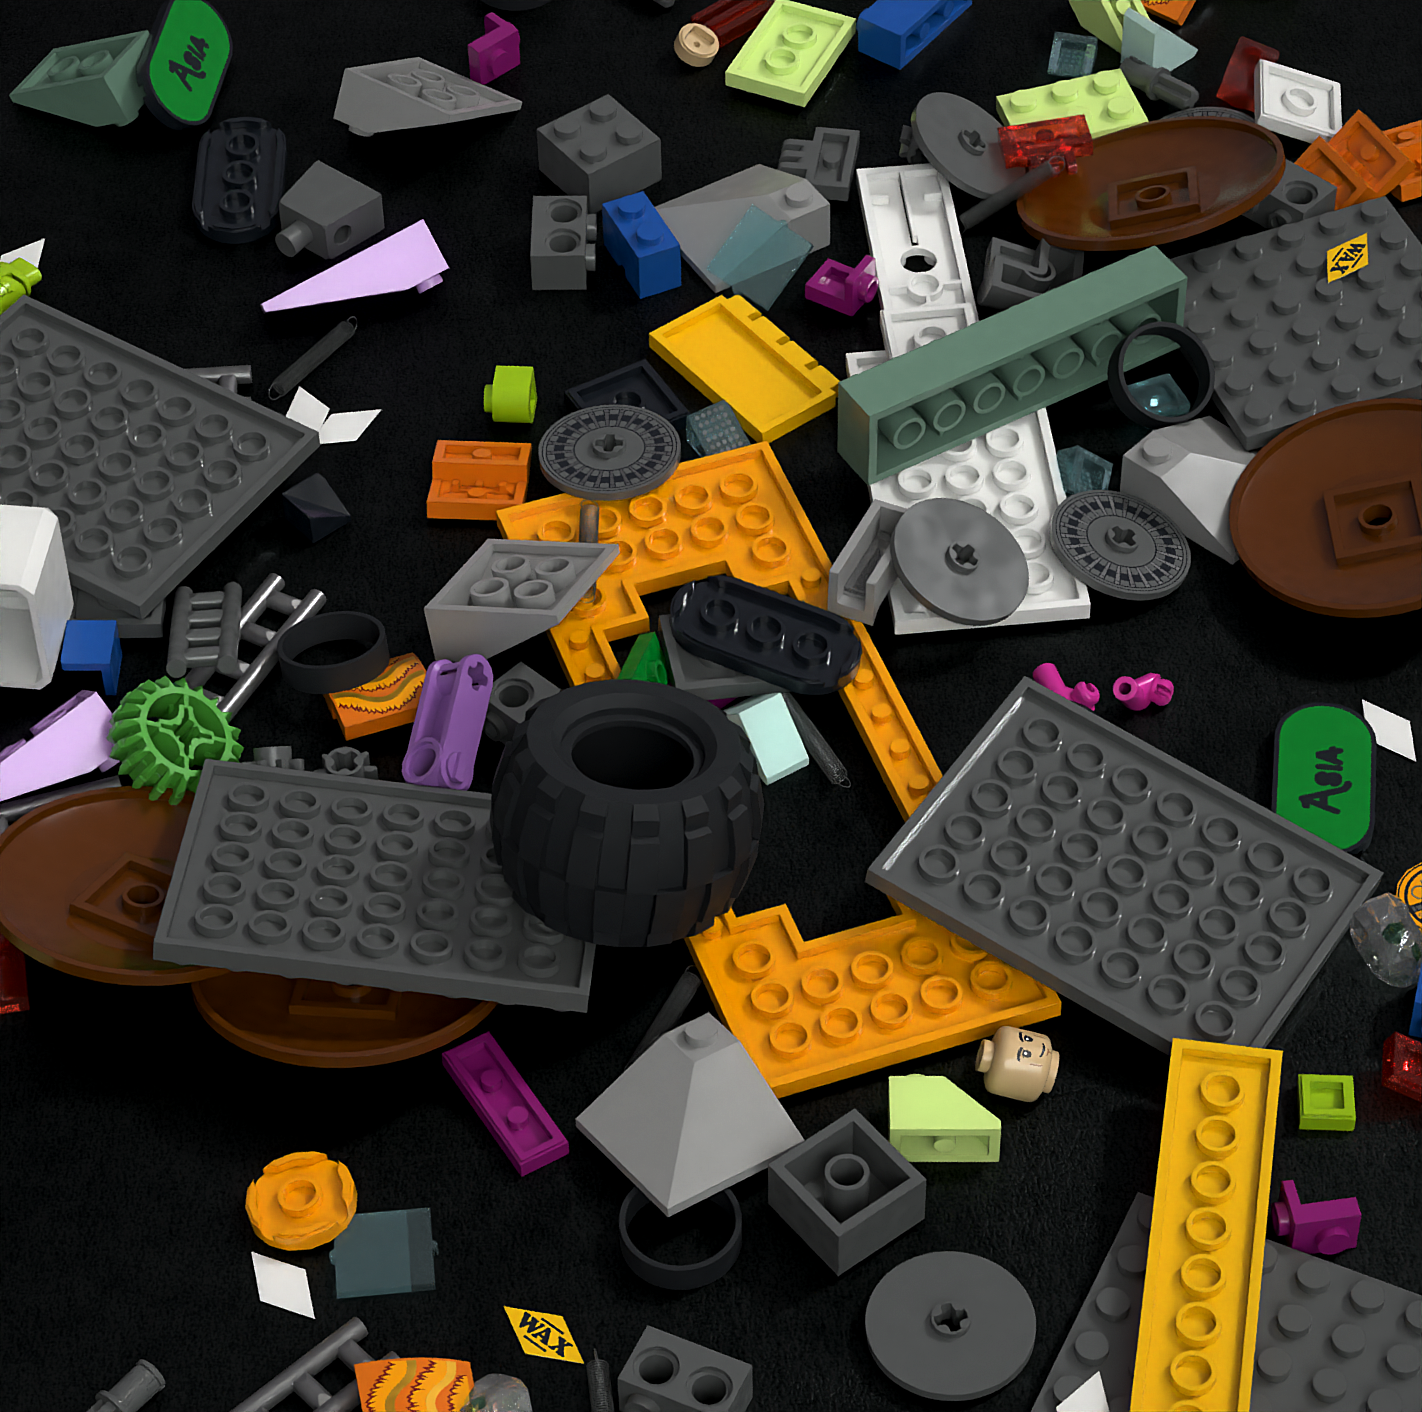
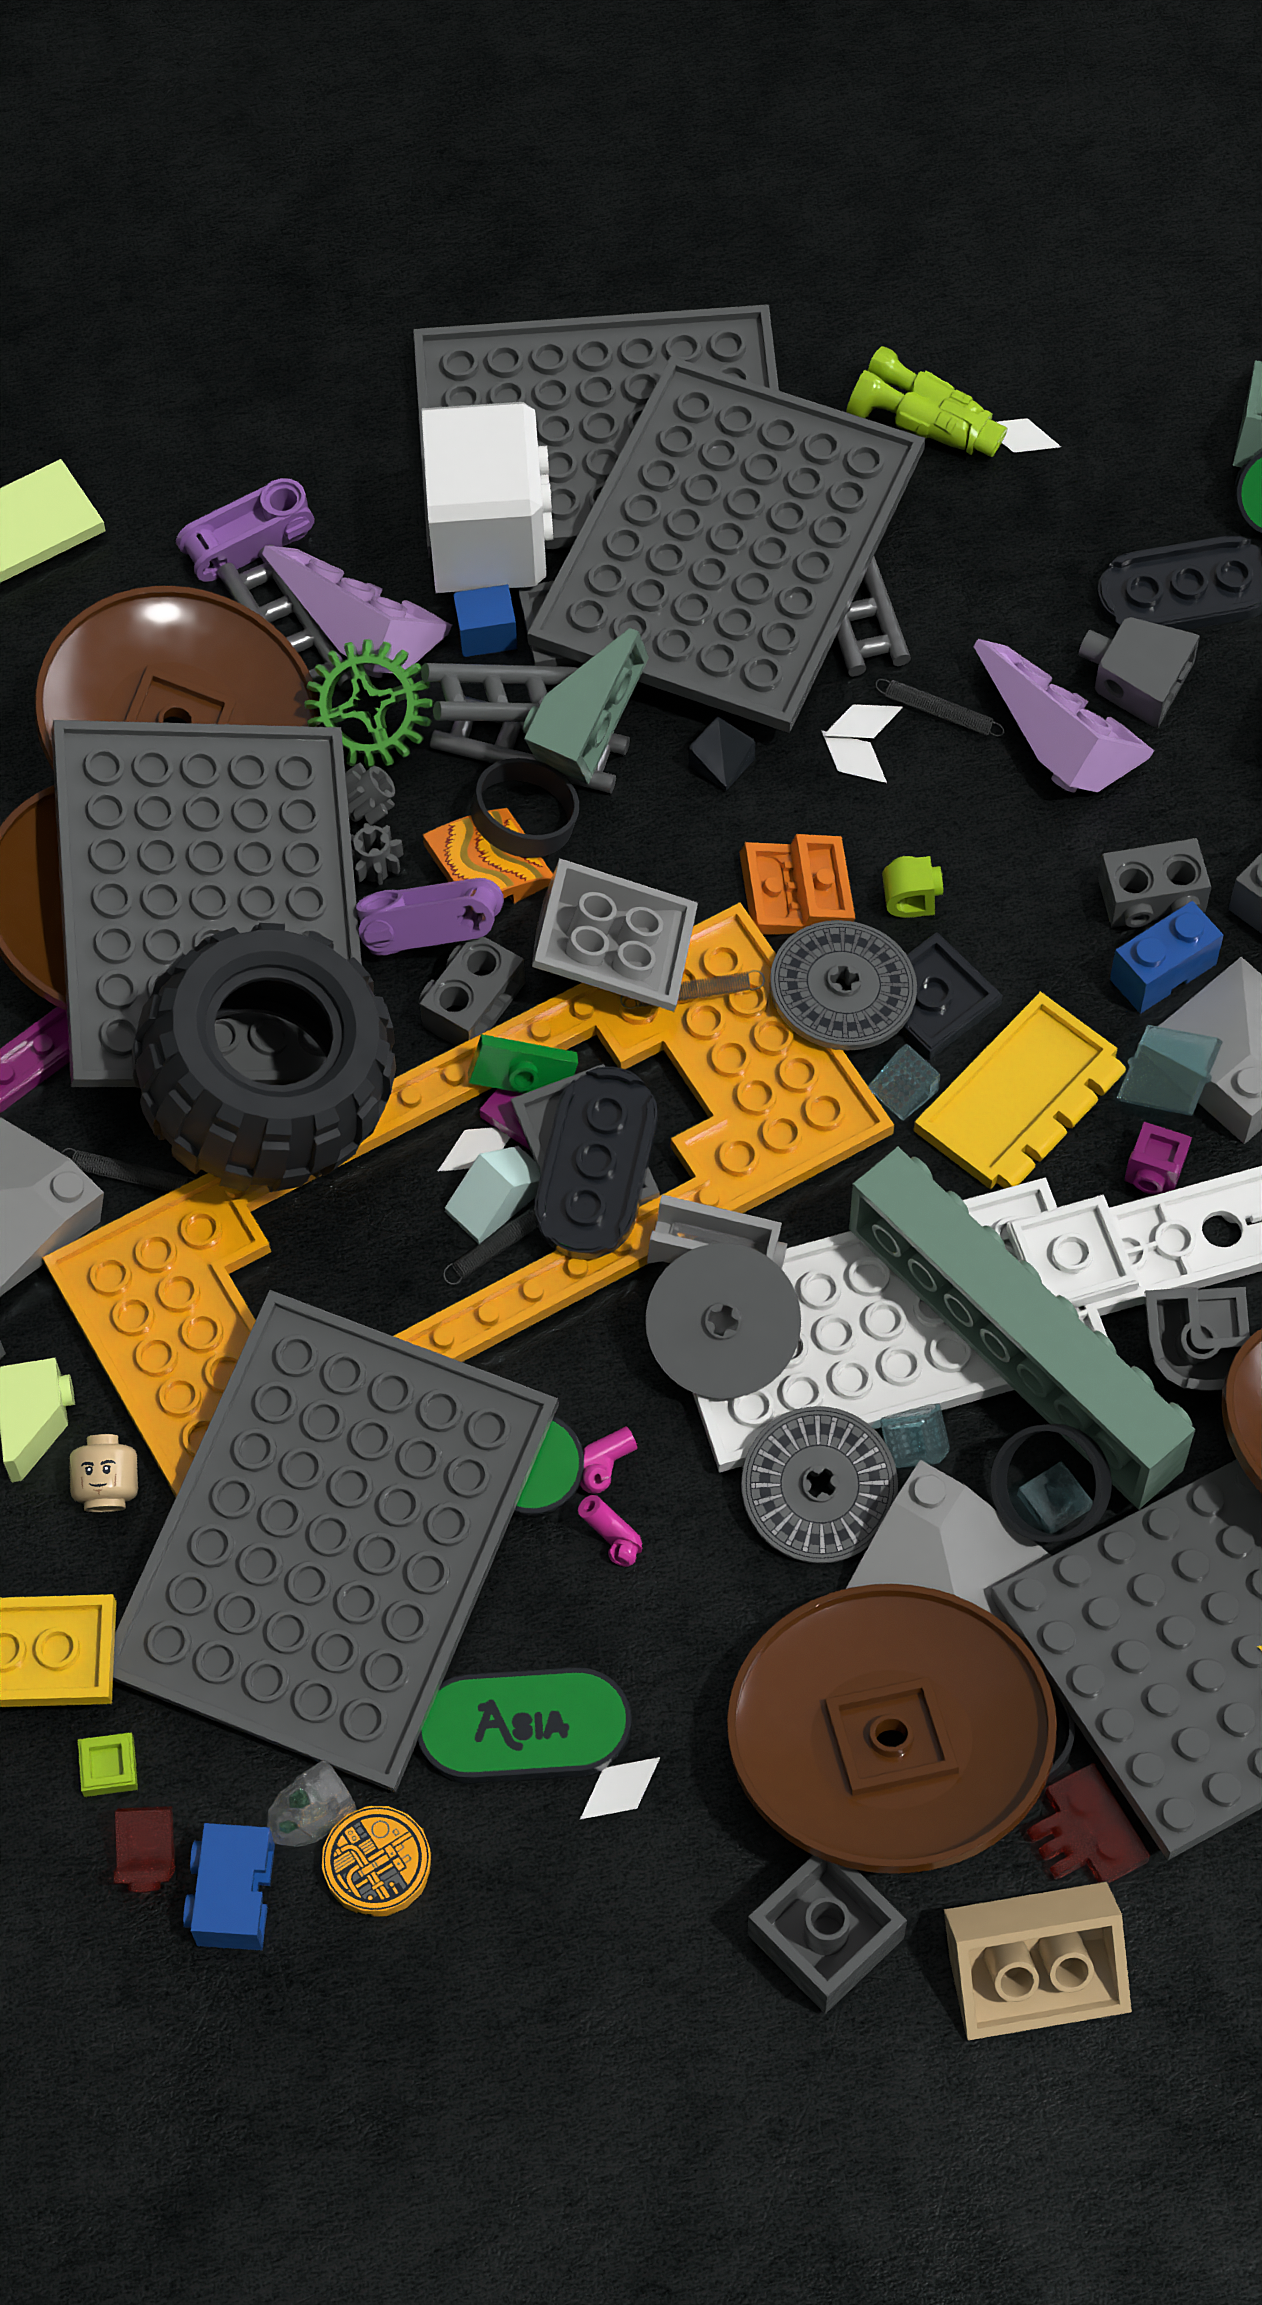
camera: 80 degrees right, 15 degrees up
(265, 555) = (584, 709): none -> sand green slope

